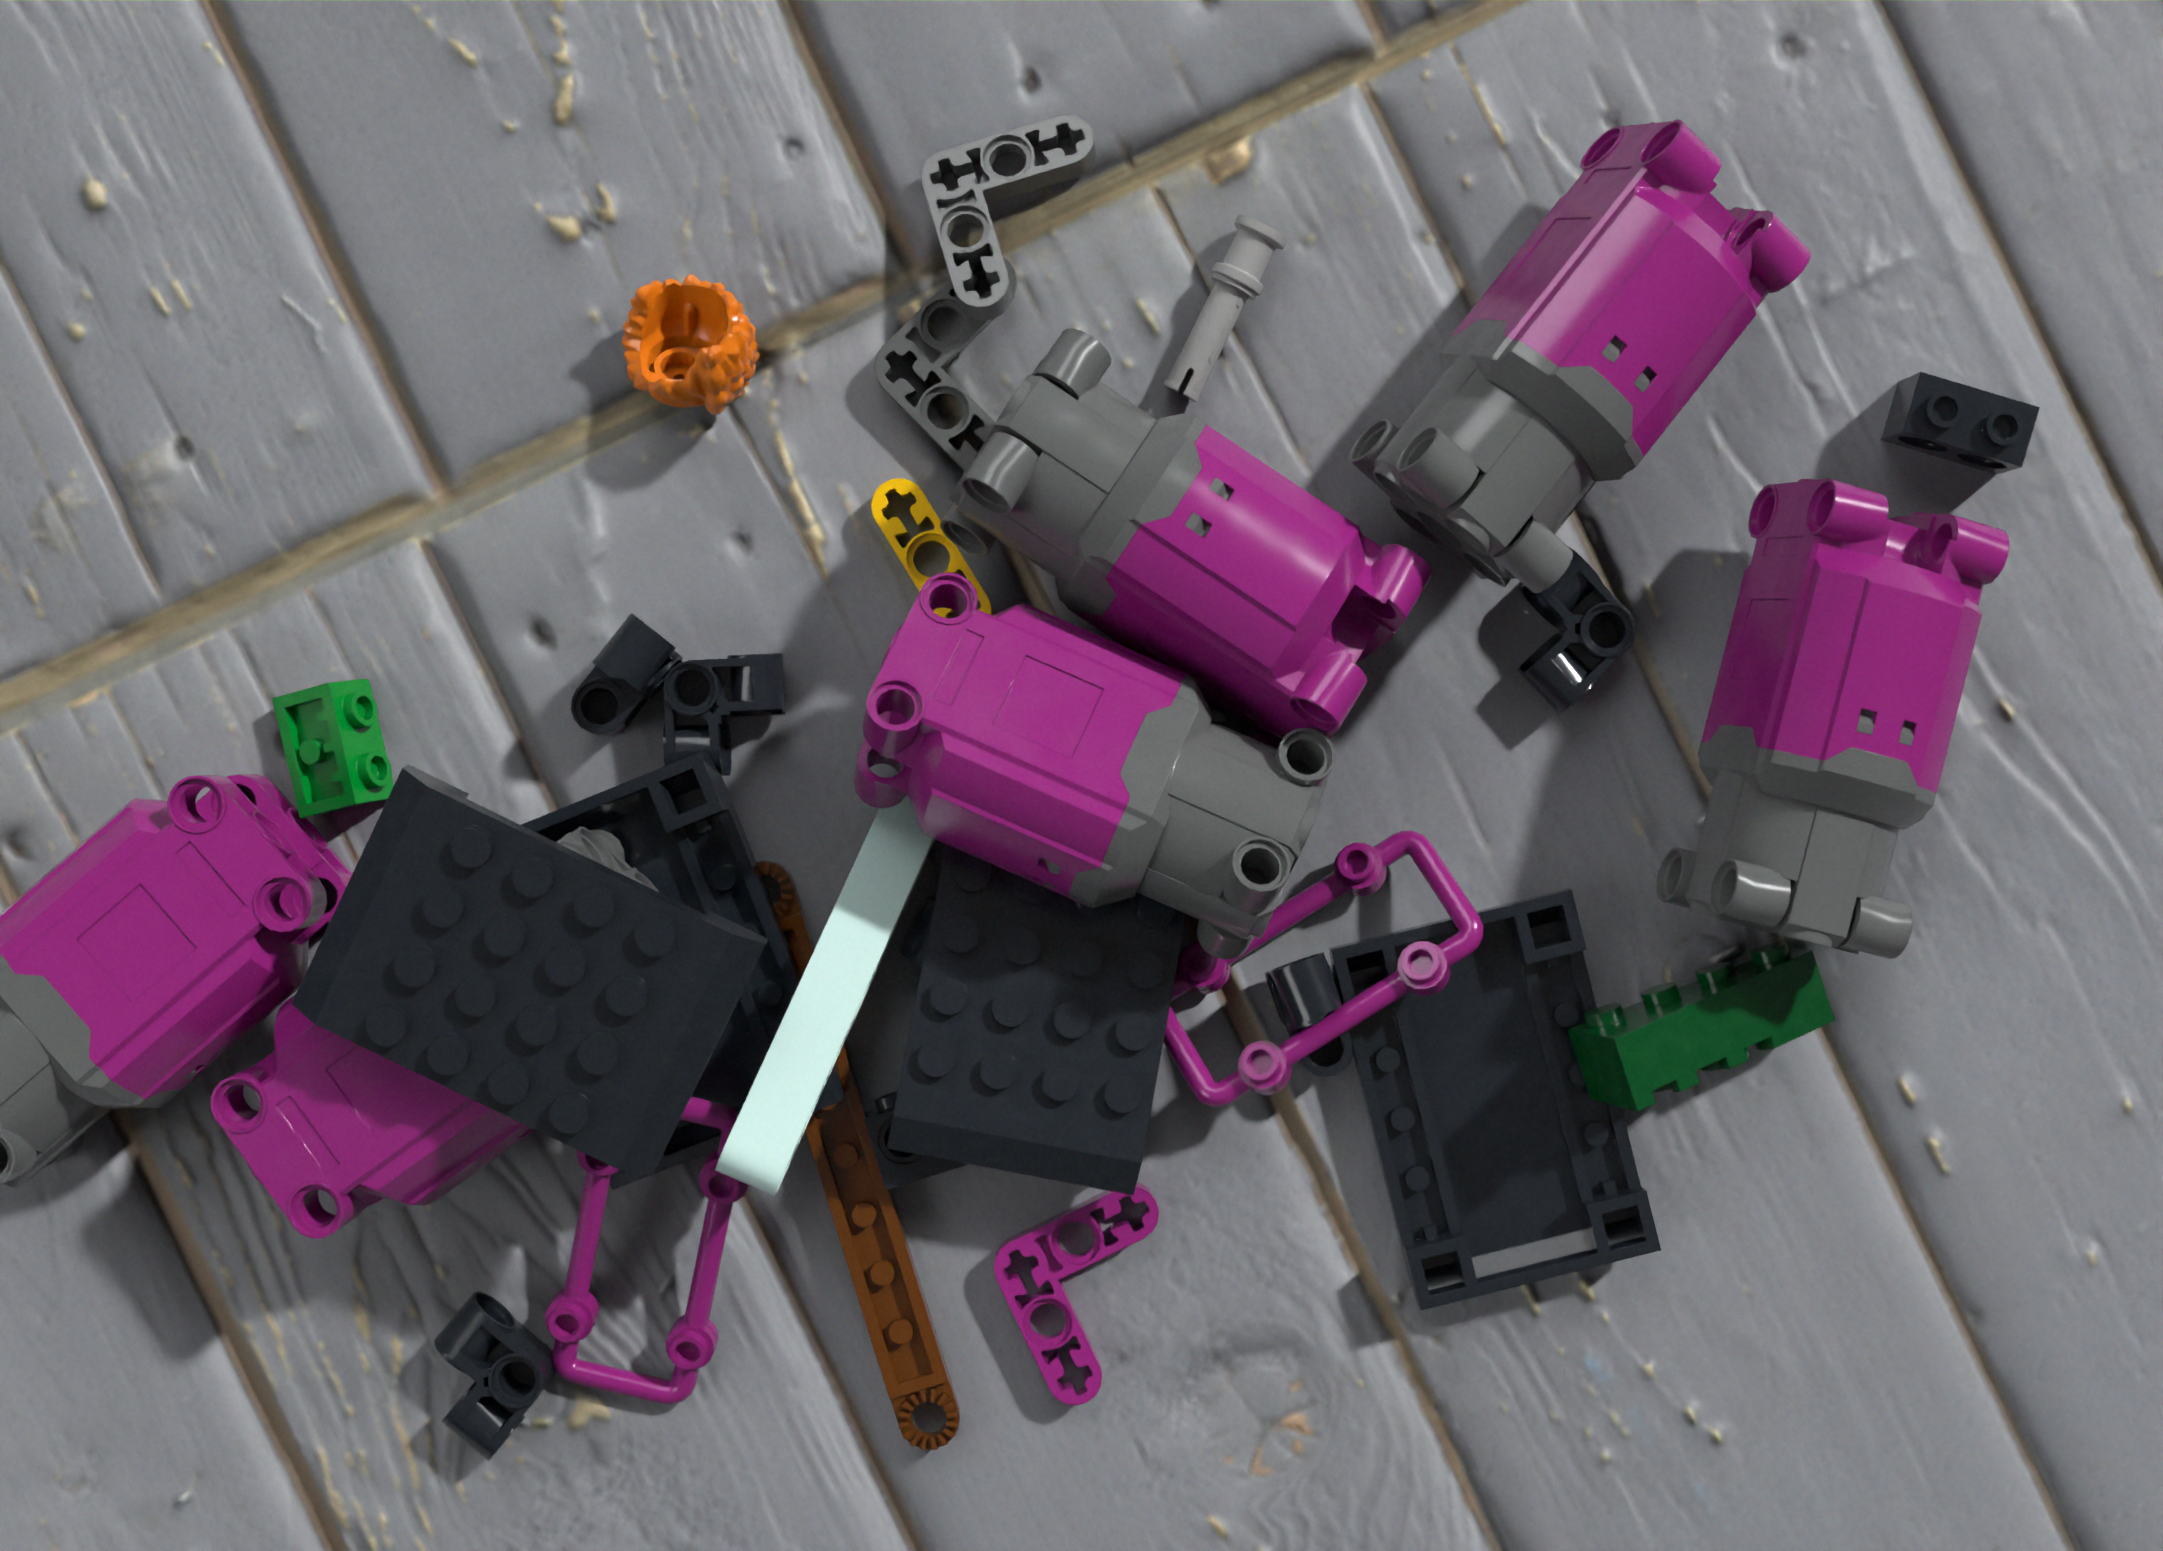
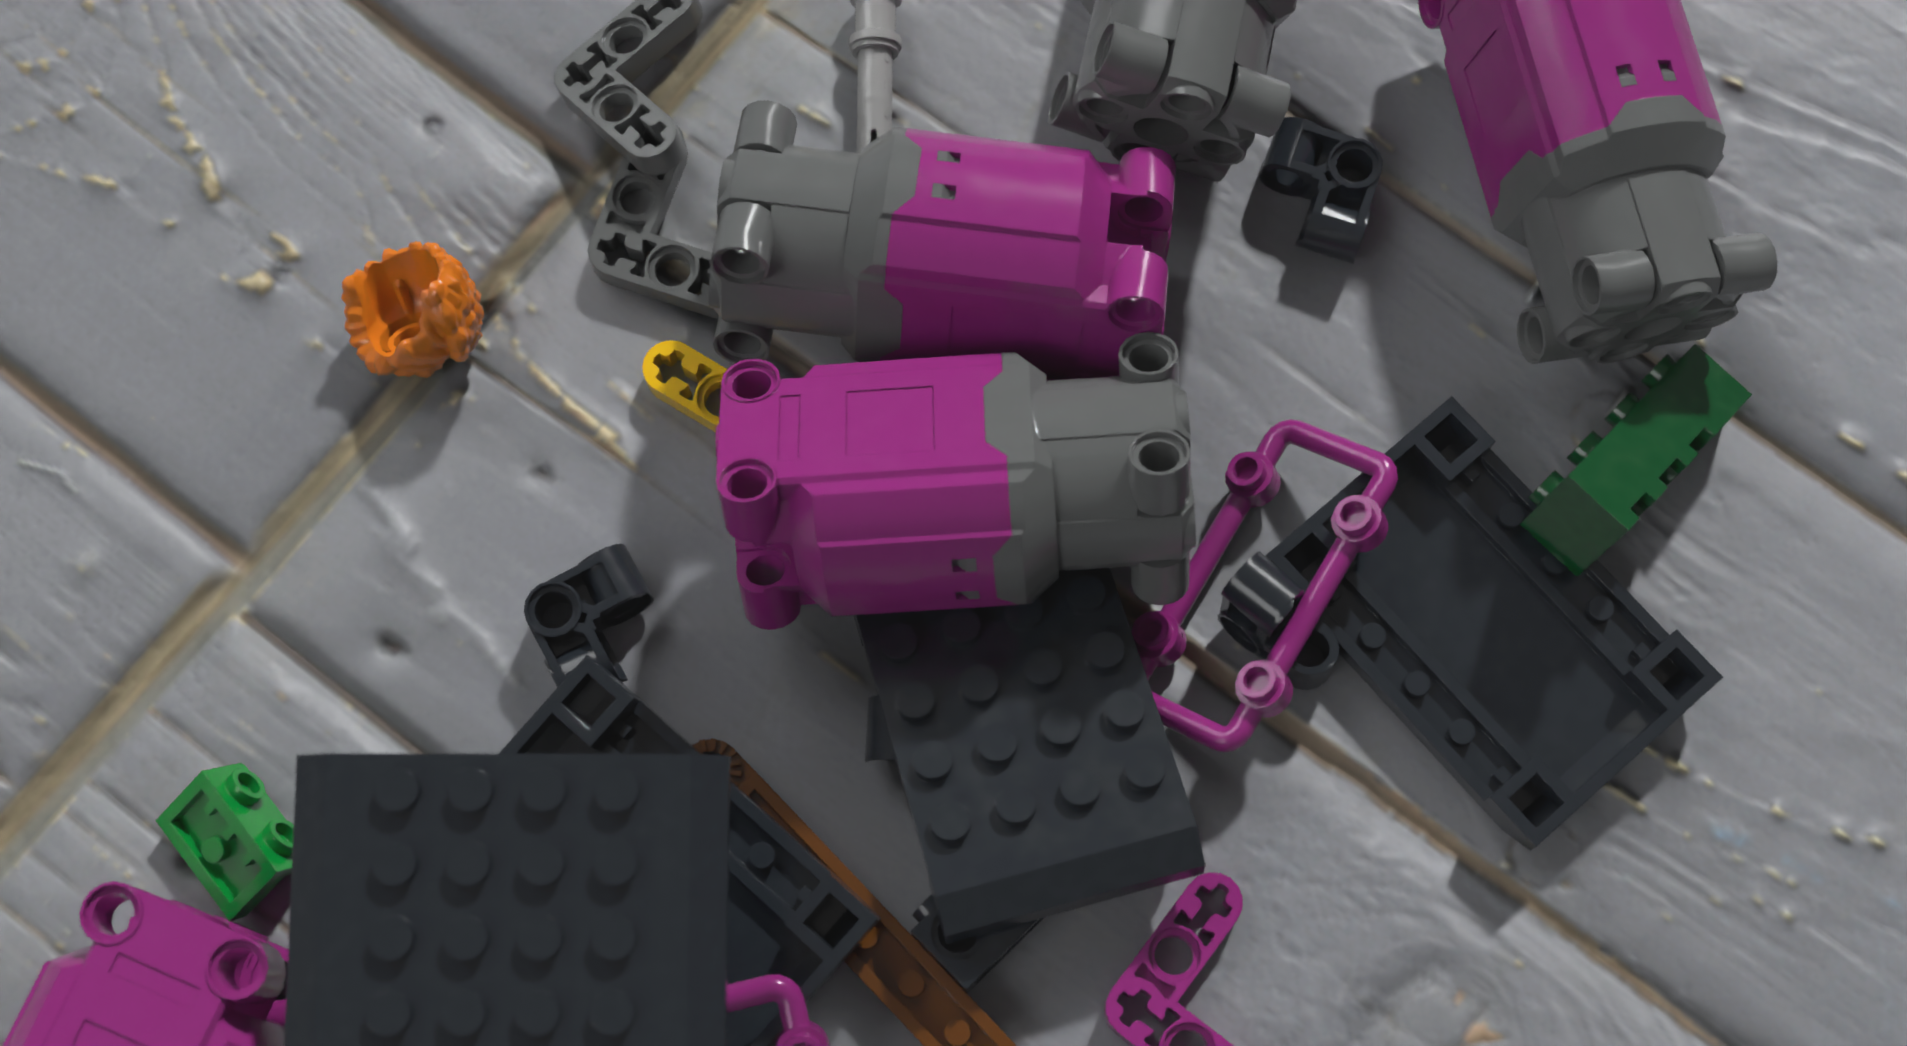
camera: 25 degrees left, 15 degrees down
(629, 667) = (487, 629): black piece -> none
(826, 1001) = (818, 823): light aqua beam -> none

